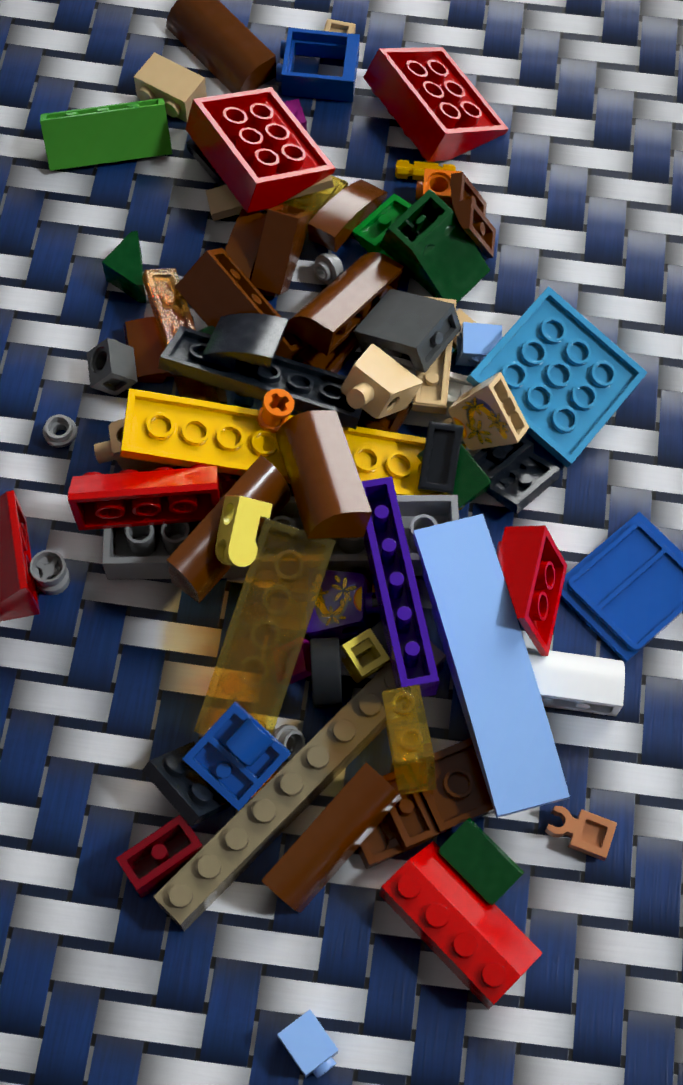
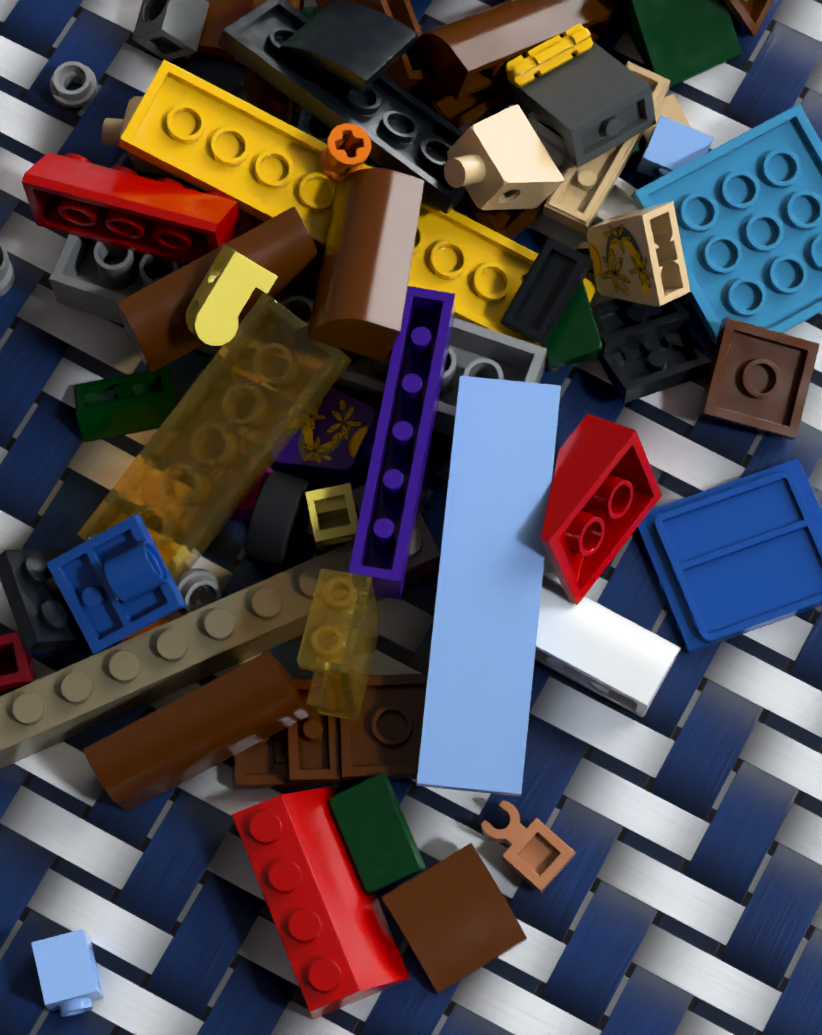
camera: 25 degrees right, 5 degrees up
(183, 632) = (124, 404): none -> dark green slope
(376, 307) = (548, 55): none -> yellow axle
(555, 900) = (454, 918): none -> reddish brown slope
(595, 468) = (758, 378): none -> reddish brown plate

